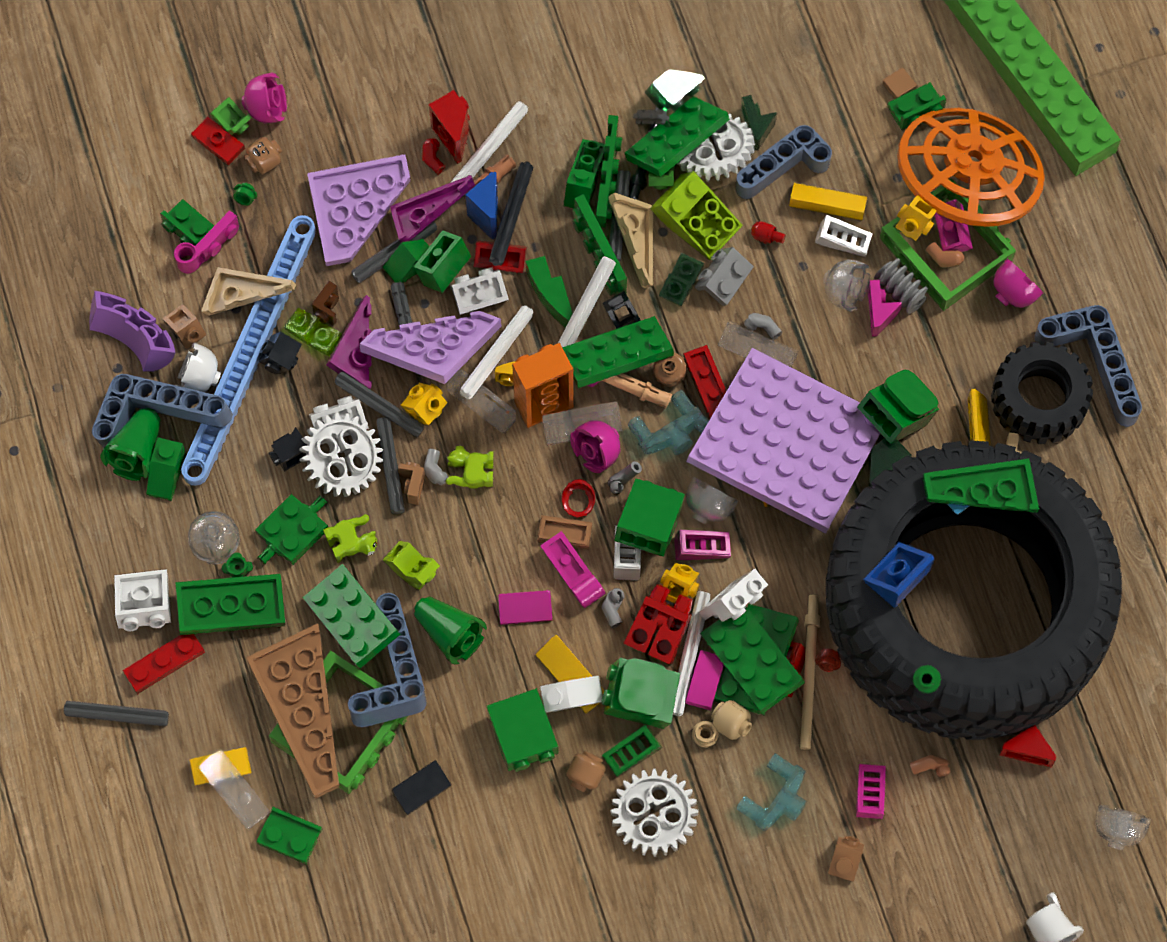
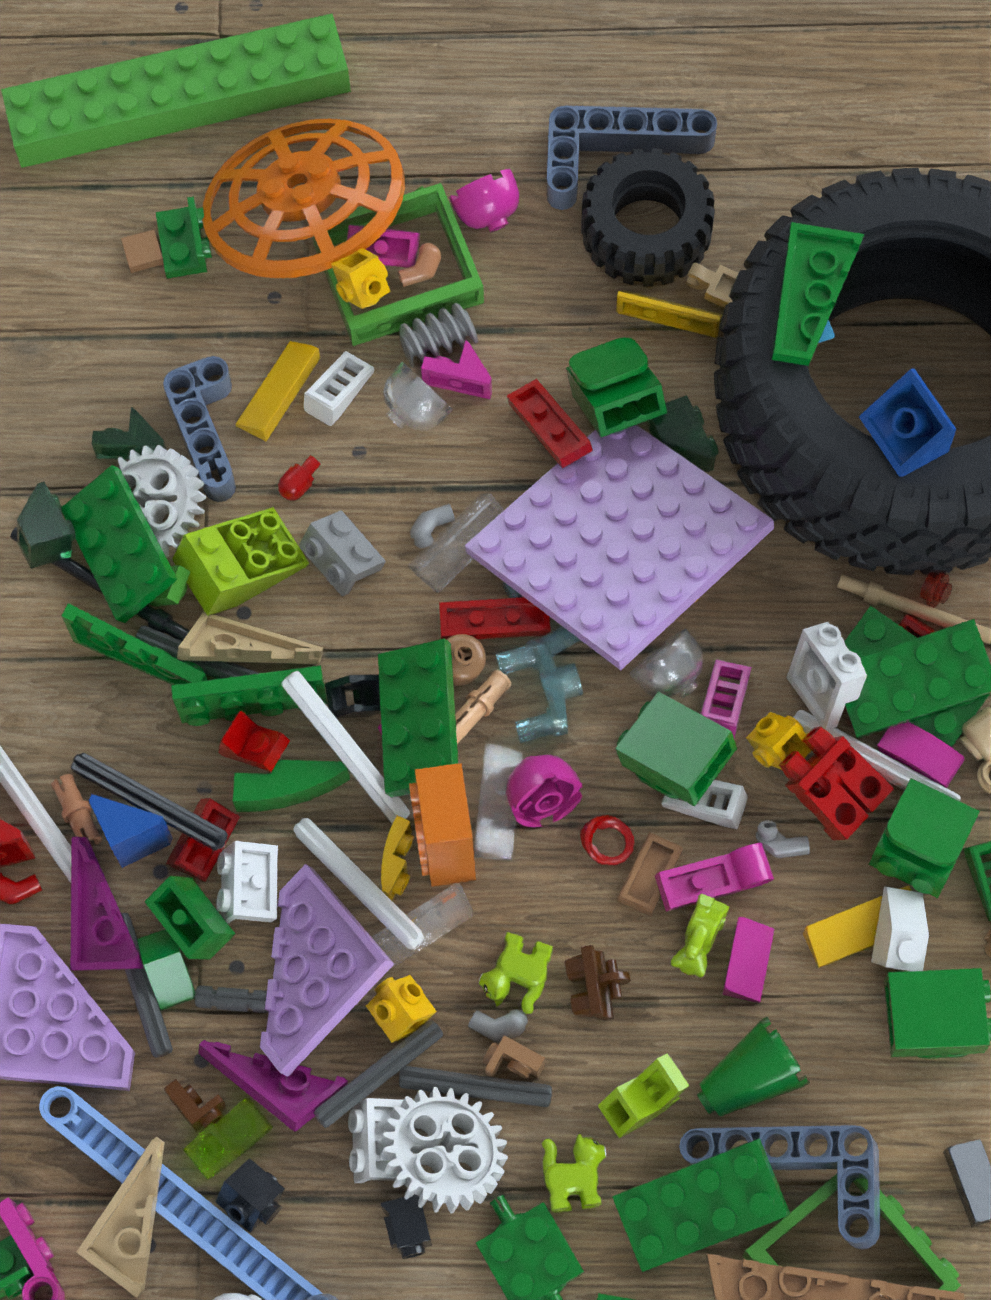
camera: 70 degrees left, 0 degrees up
(478, 518) = (602, 983): none -> reddish brown hips
(529, 570) = (700, 935): none -> lime animal
(569, 259) = (252, 743): none -> red slope
(584, 172) = (124, 686): green slope -> none
(622, 477) = (592, 767): light grey arm -> none
(651, 117) = (74, 569): dark grey axle -> none
(682, 279) = (327, 608): clear green slope -> none
(860, 374) = (549, 423): none -> red plate

